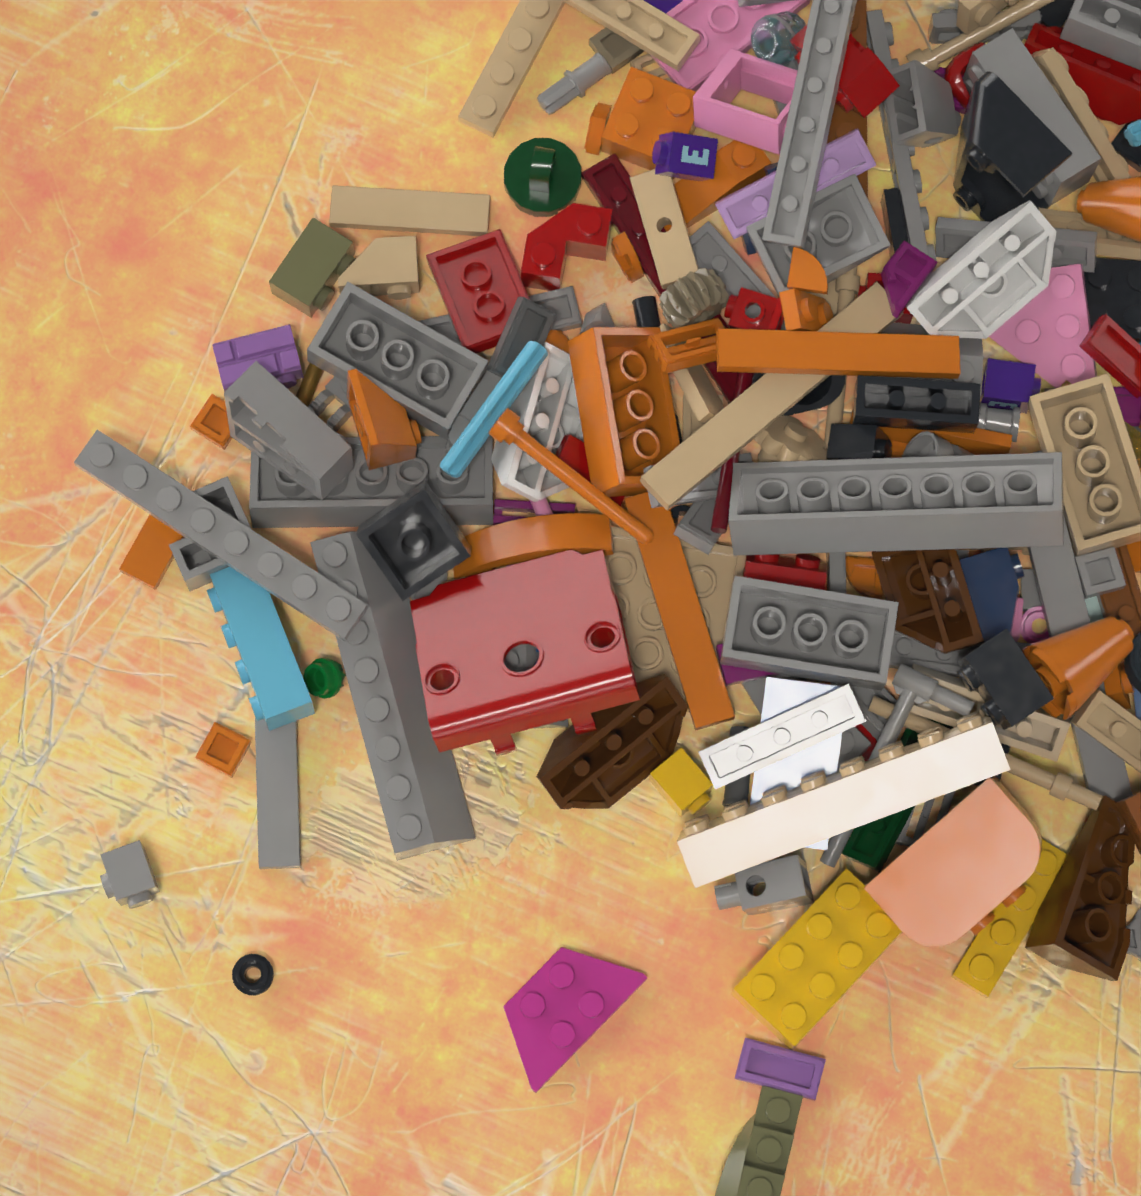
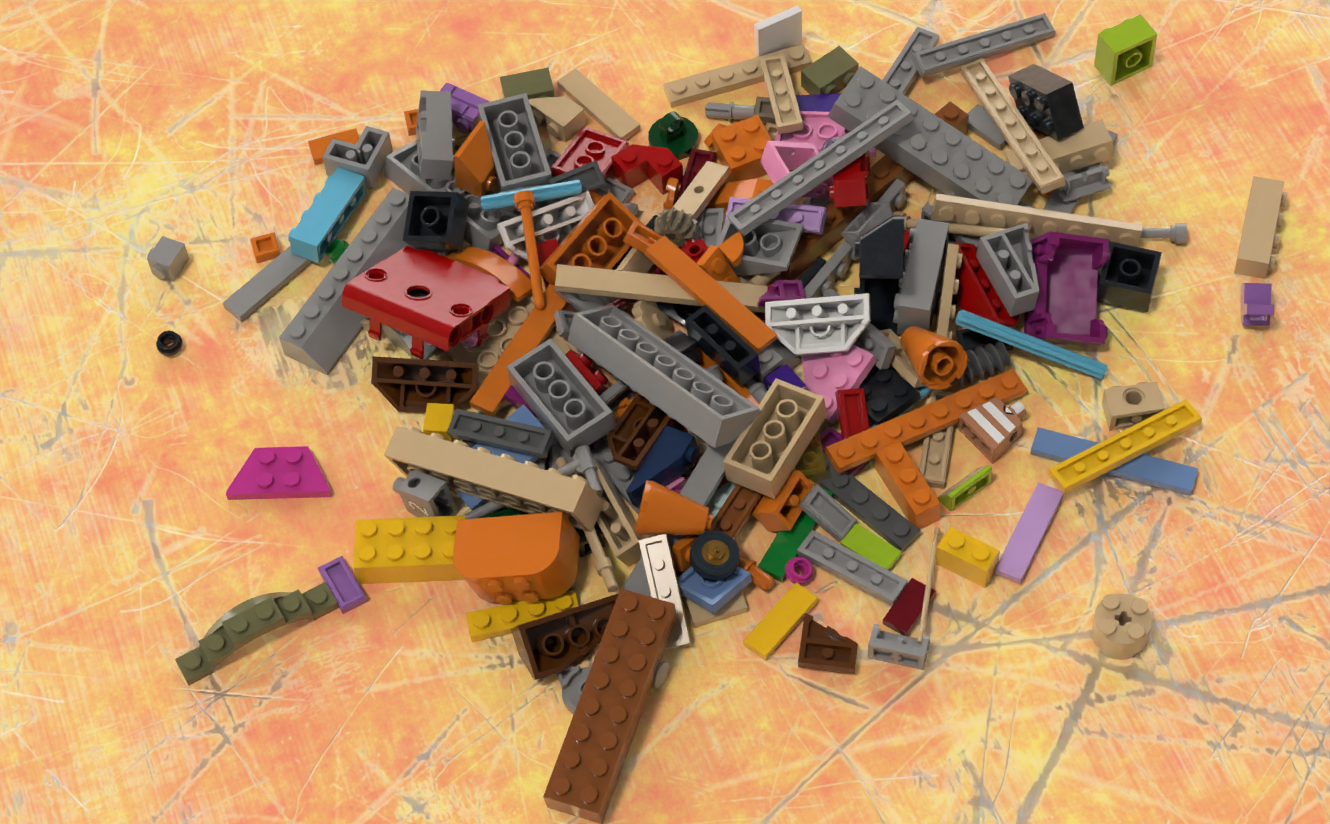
camera: 50 degrees right, 20 degrees down
(221, 535) = (357, 151): light grey plate -> none
(685, 156) = (736, 163): dark purple brick -> none
(1003, 680) = (620, 482): black brick -> none
(1100, 572) = (729, 491): light grey plate -> none

